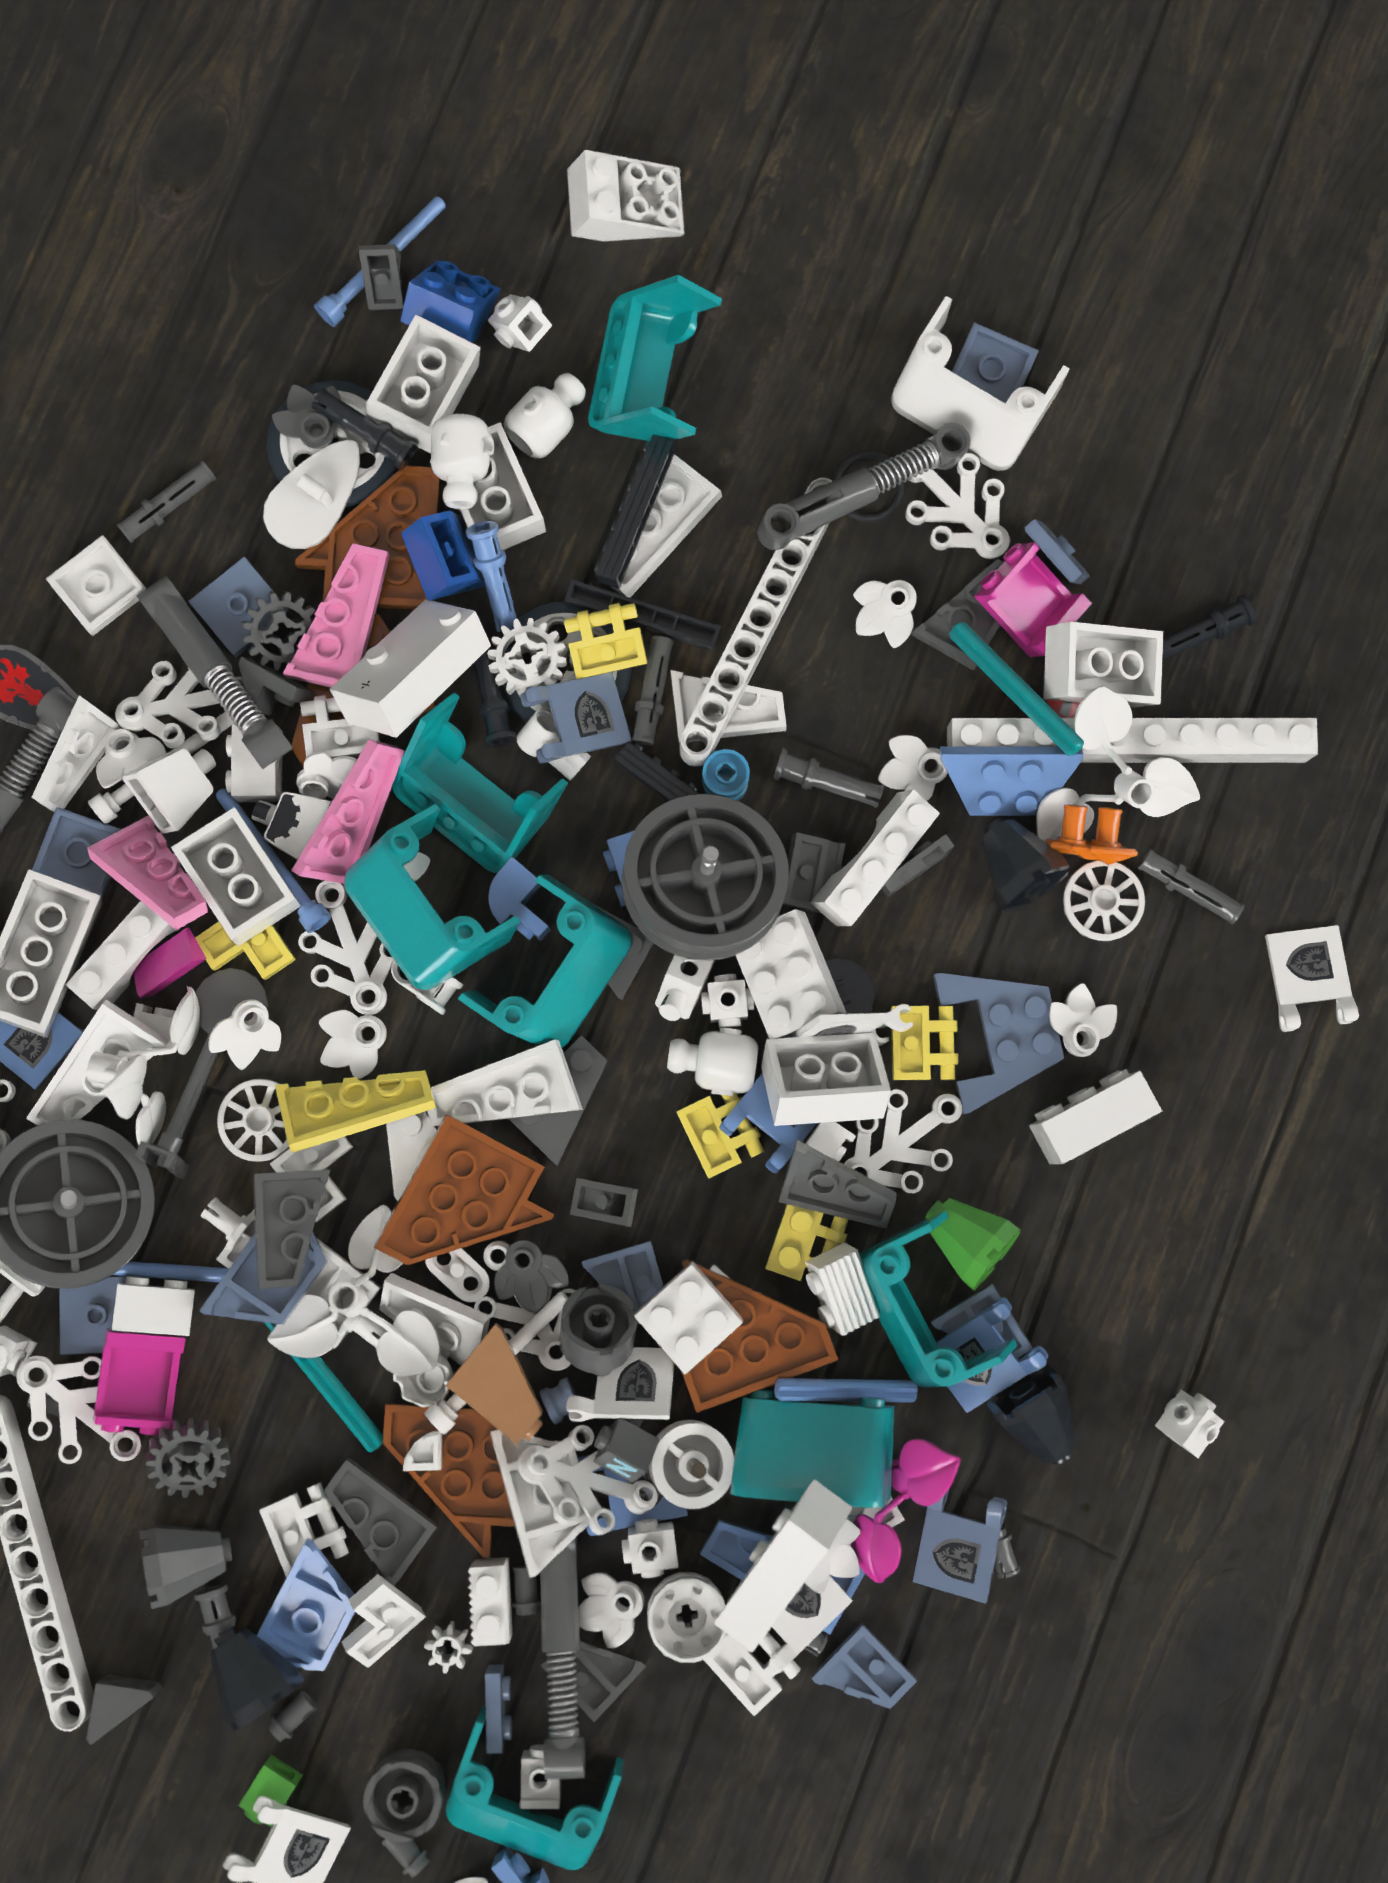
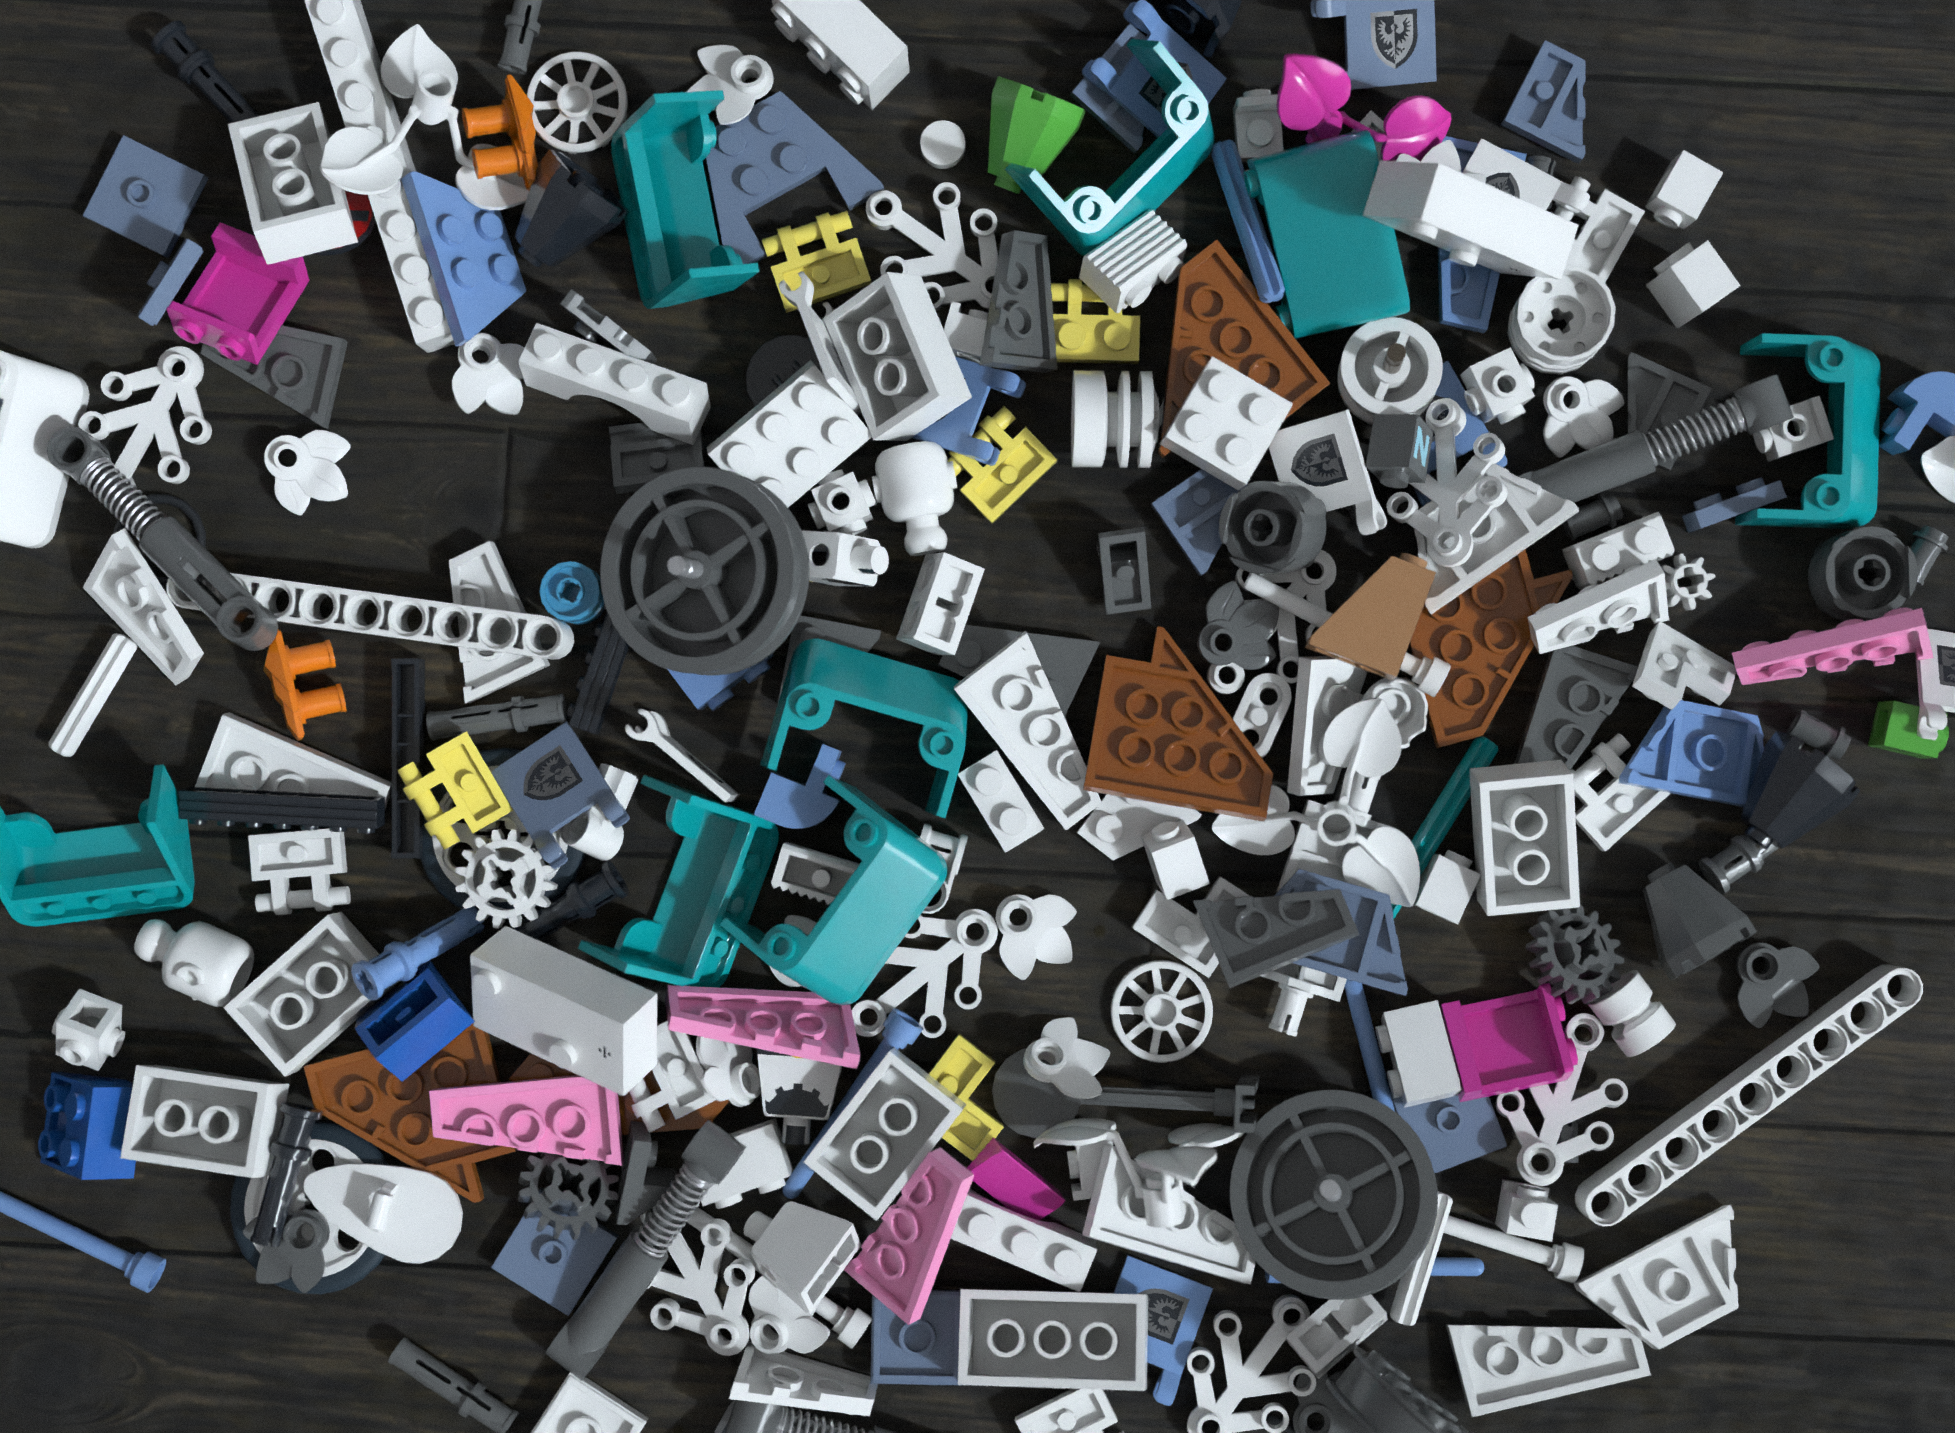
camera: 105 degrees left, 5 degrees up
(108, 1614) = (1777, 986): none -> dark grey plate
(116, 1700) = (1869, 938): dark grey slope -> none
(119, 1489) = (1635, 1018): none -> white wheel
(275, 1374) = (1447, 886): none -> white brick
(290, 1448) = (1525, 837): none -> white brick
(336, 1110) = (1121, 920): light yellow wing -> none
(352, 1752) = (1835, 649): none -> bright pink wing
(369, 1167) = (1175, 858): none -> white brick
(382, 276) = (84, 1219): dark grey slope -> none
(425, 1453) = (1478, 681): white tile -> none
(448, 1583) = (1614, 604): none -> white wing
(453, 887) = (811, 872): none -> white brick
(459, 1048) = (1001, 801): none -> white brick
(460, 456) = (283, 1037): white piece -> none
(556, 1399) = (1367, 549): sand blue wheel -> none
(574, 817) = (659, 734): none -> white flag
(597, 514) = (299, 855): none -> white plate
(625, 1051) = (940, 604): none -> white brick
(682, 1734) = (1691, 282): none -> white brick
(724, 1231) = (1113, 419): none -> white wheel
(743, 548) = (281, 668): none -> orange connector
(760, 1753) = (1683, 191): none -> white brick
(767, 402) = (92, 695): none -> white axle
(810, 774) = (537, 494): dark grey pin -> none
(821, 456) = (140, 606): none -> white wing
(920, 1422) = (1257, 124): none -> white bracket
(983, 1171) = (942, 144): none -> white tile
(1000, 944) = (668, 201): none -> teal windscreen
(1016, 689) = (355, 277): teal axle -> none
(1130, 556) = (145, 196): none -> sand blue plate

